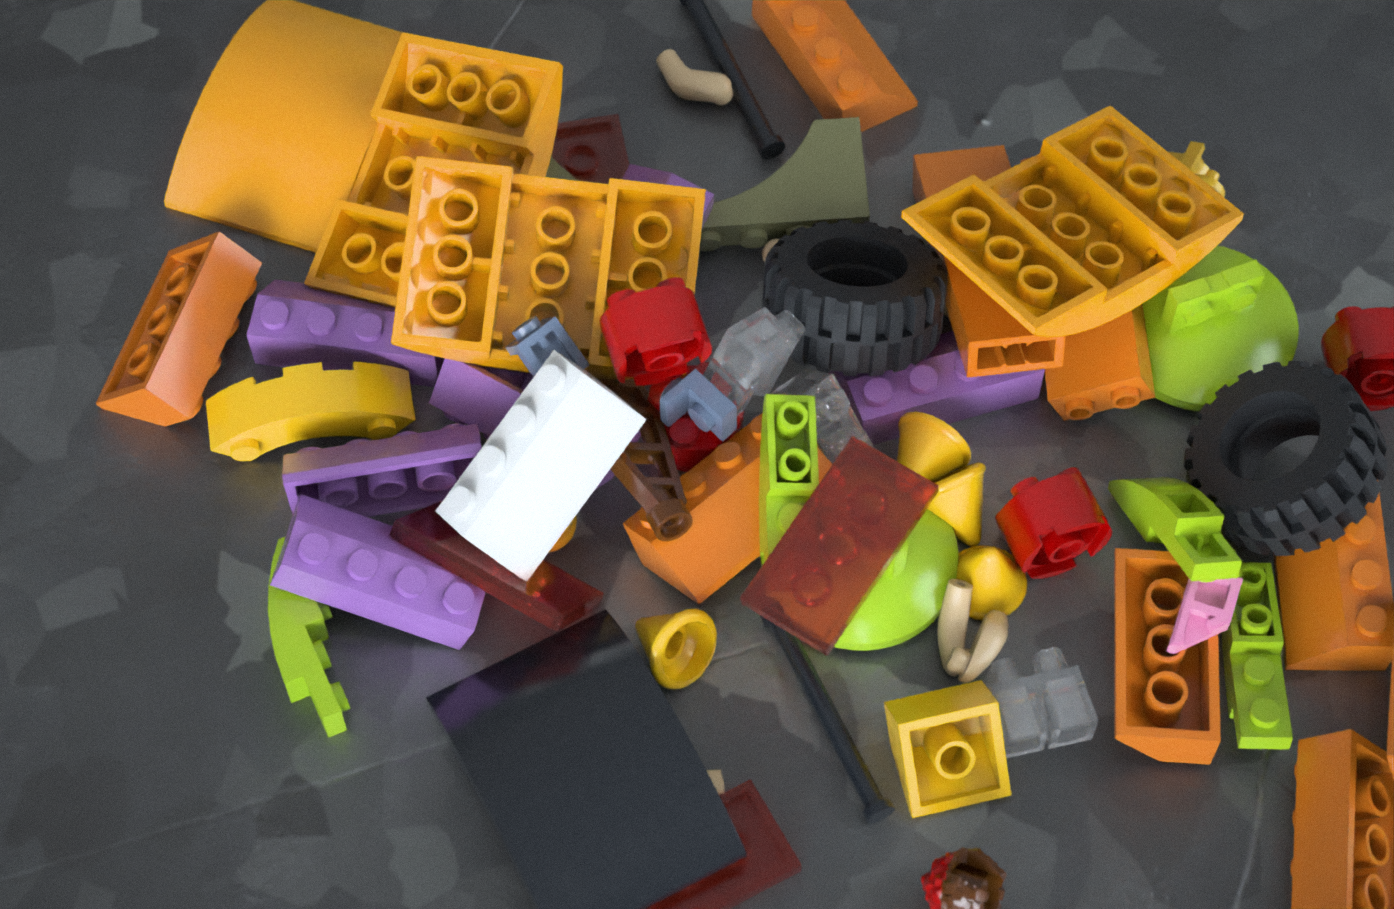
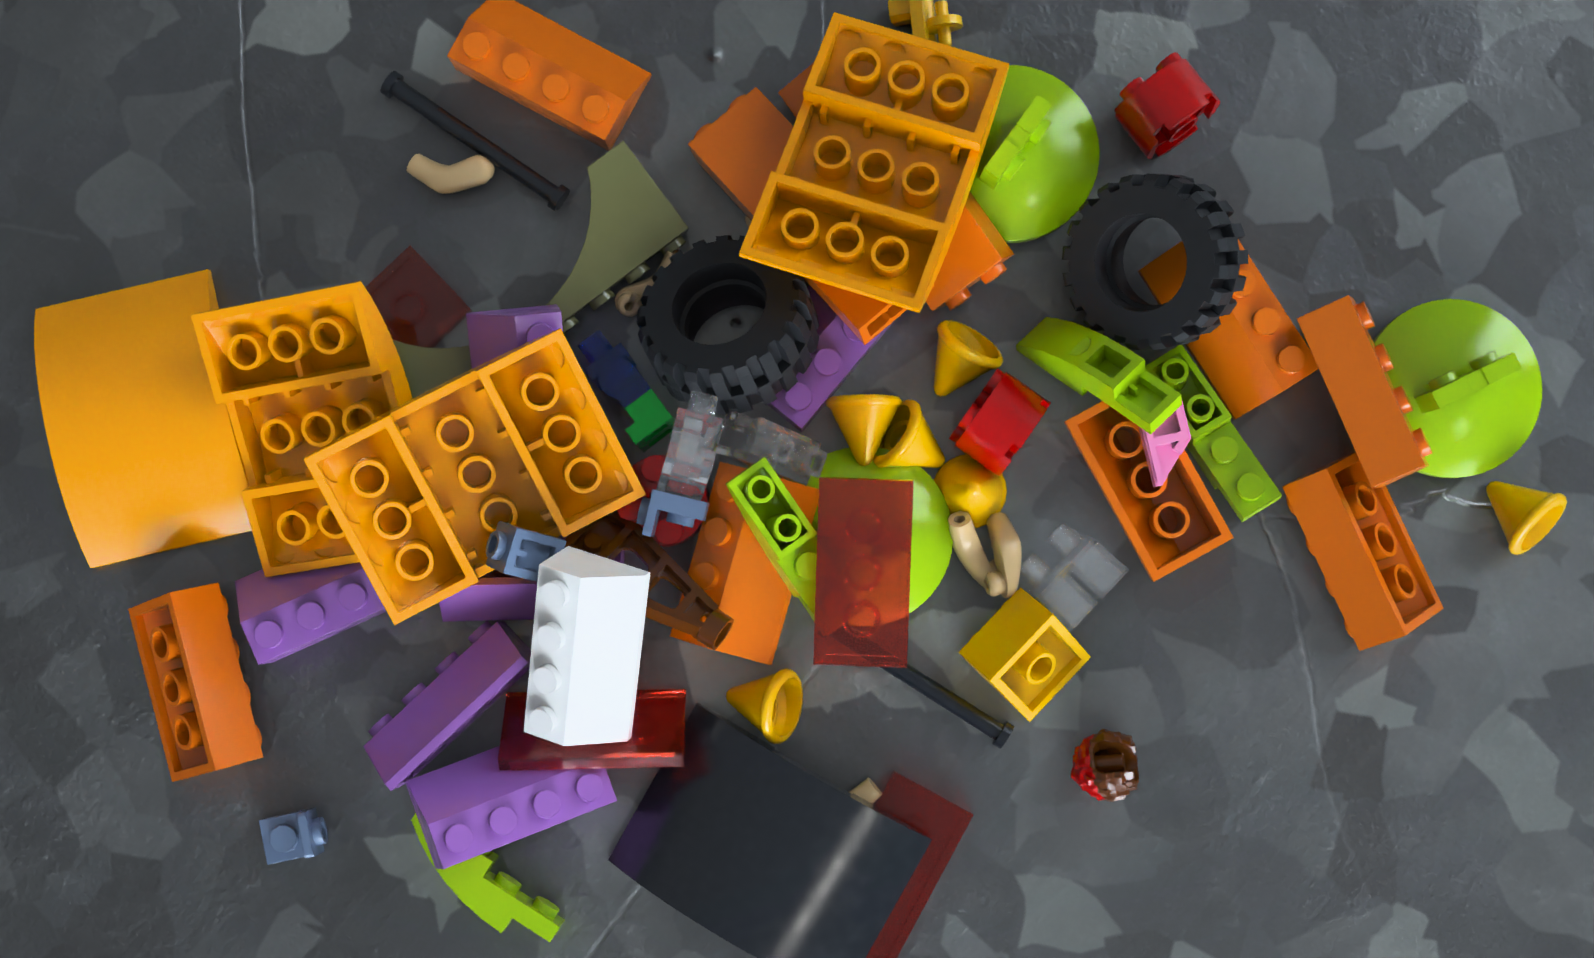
camera: 30 degrees left, 25 degrees up
(163, 506) = (293, 835): none -> sand blue bracket
(309, 404) = (348, 691): yellow brick -> none
(654, 332) = (609, 494): red brick -> none
(724, 288) = (617, 376): none -> clear blue hips
(1047, 454) = (962, 356): none -> yellow hat

